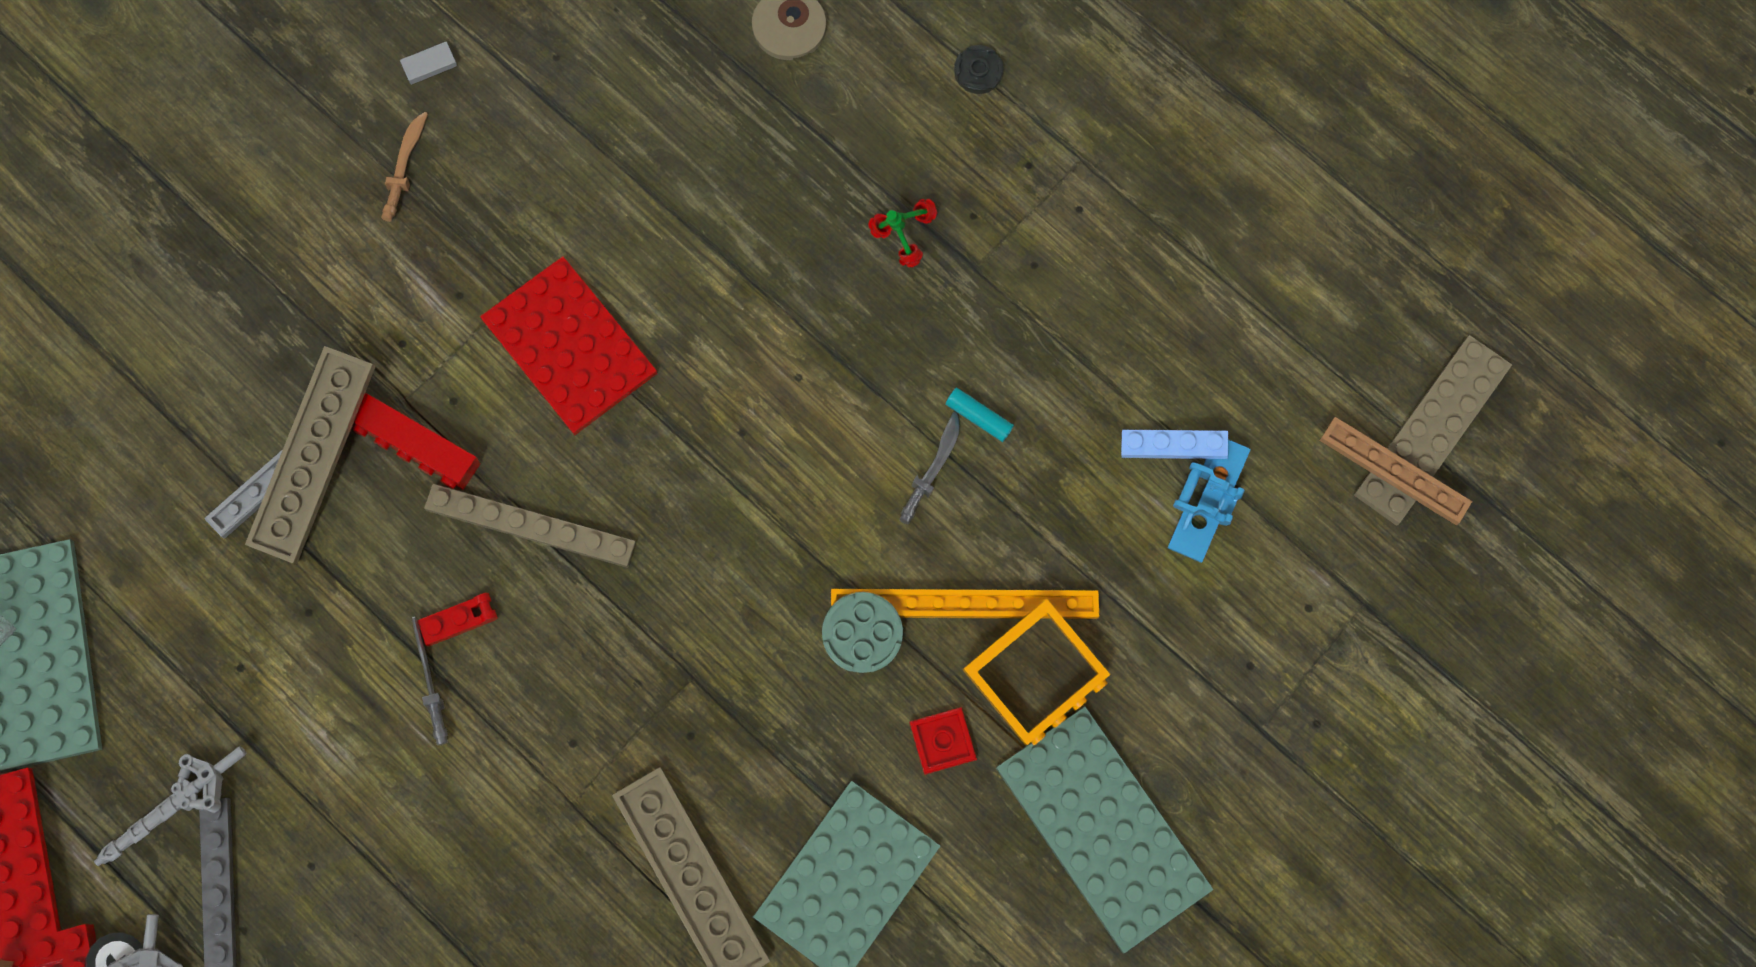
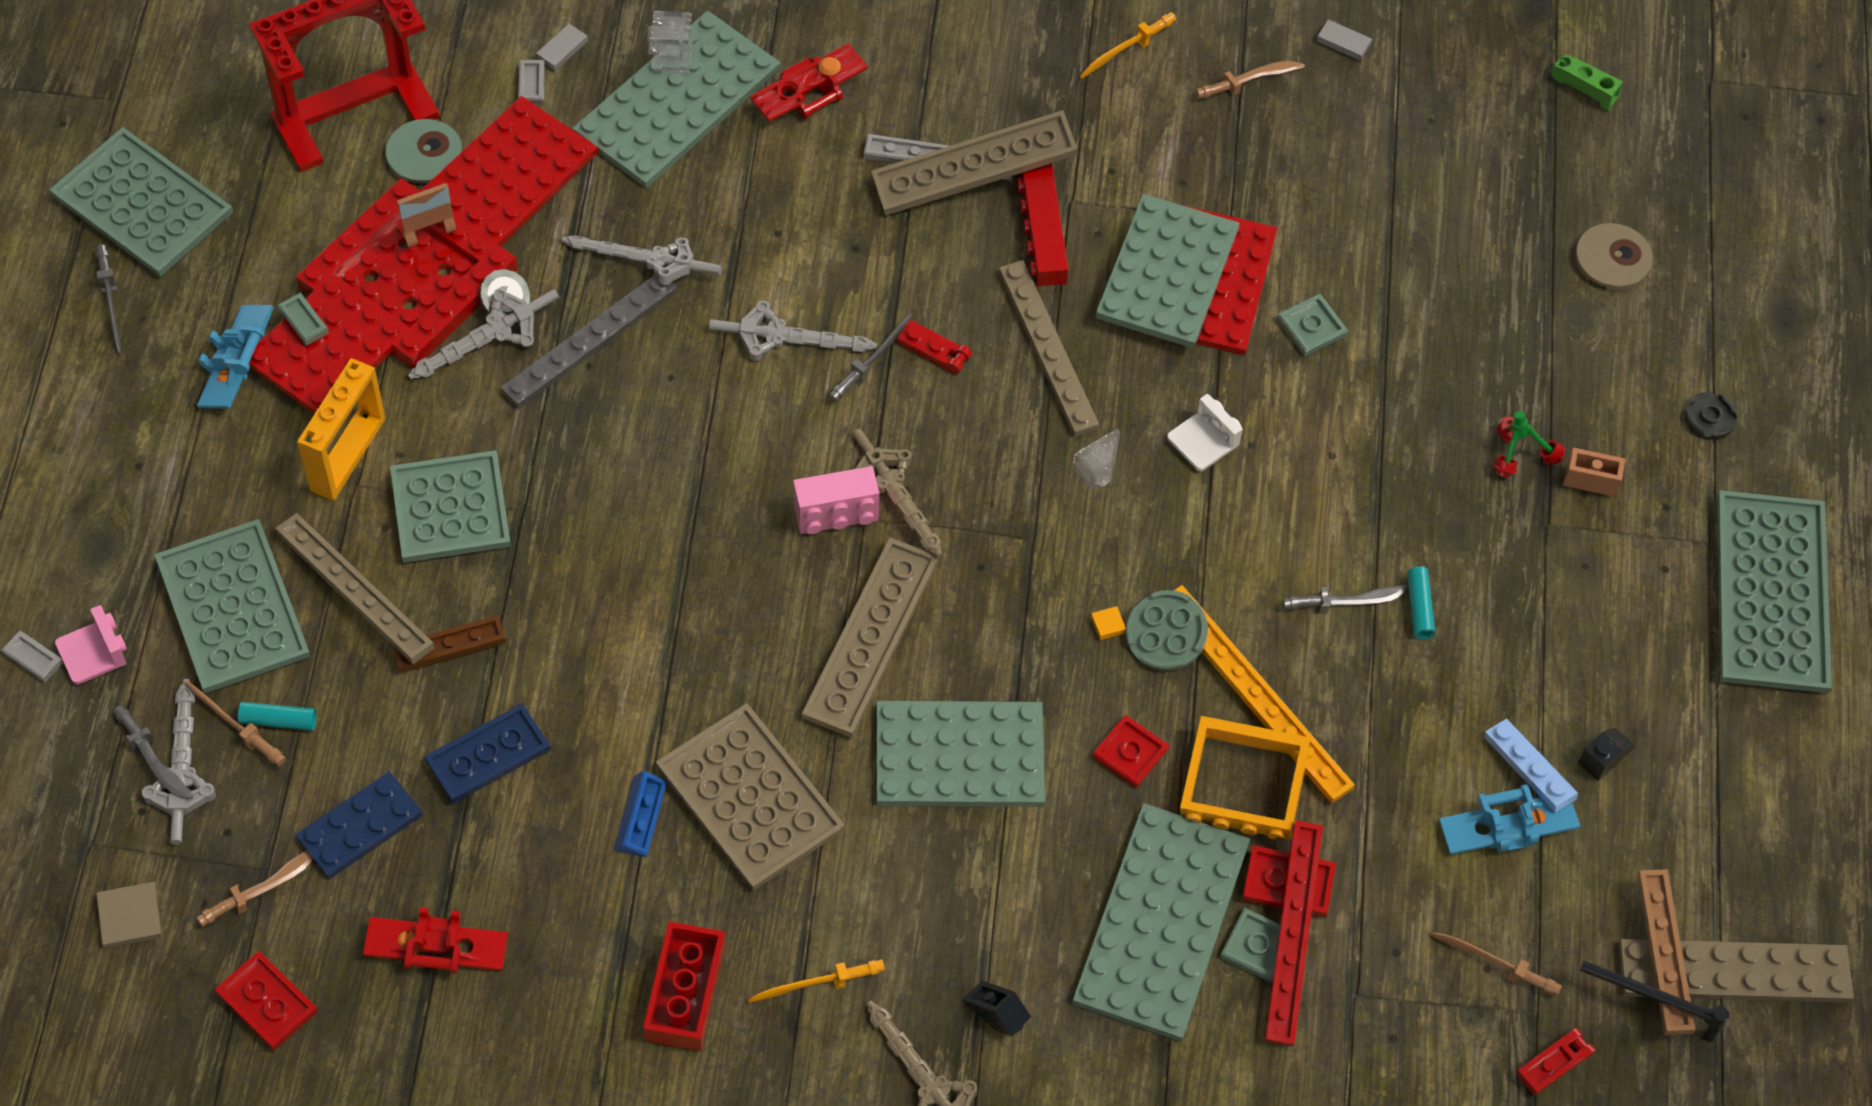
camera: 55 degrees right, 15 degrees down
(104, 532) = (803, 77): none -> red piece
(294, 219) = (1142, 37): none -> light orange sword
(342, 742) = (778, 332): none -> light grey bar
(538, 376) = (1168, 271): none -> sand green plate
(547, 818) = (836, 500): none -> bright pink brick
(559, 753) = (892, 482): none -> dark tan bar
(669, 567) = (1098, 460): none -> clear slope
(671, 299) = (1312, 325): none -> sand green tile
(710, 464) = (1206, 434): none -> white bracket
(818, 672) = (1108, 623): none -> light orange tile
(968, 195) = (1594, 472): none -> nougat brick
(1141, 704) = (1268, 875): none -> red plate
(1157, 148) = (1773, 592): none -> sand green plate
(1174, 768) = (1253, 945): none -> sand green tile
(1191, 738) = (1293, 933): none -> red plate
(1202, 378) = (1605, 752): none -> black slope
(1328, 590) = (1517, 971): none -> medium nougat sword
(1419, 619) = (1555, 1062): none -> red plate
(1476, 482) = (1714, 1017): none -> black bar

